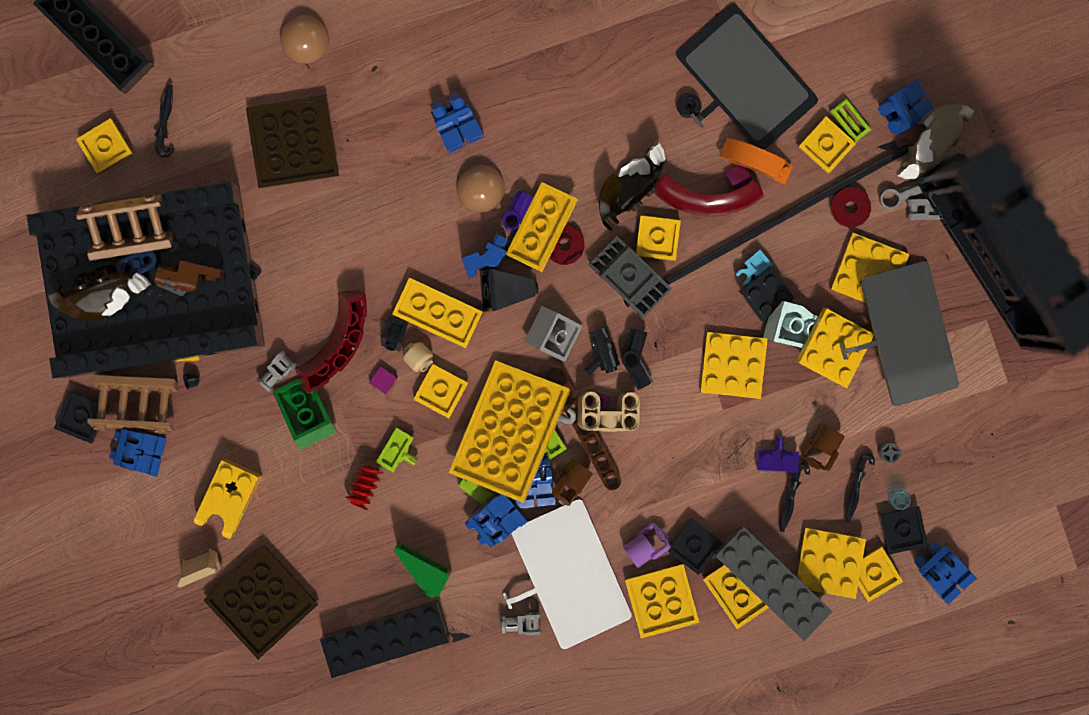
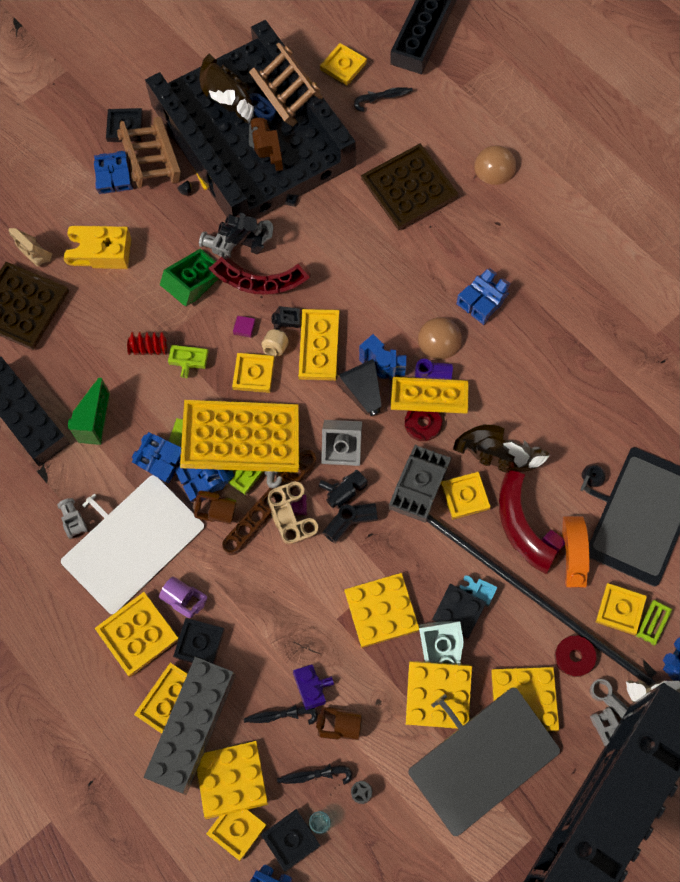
camera: 70 degrees right, 20 degrees down
(279, 343) = (246, 231): none -> black hips

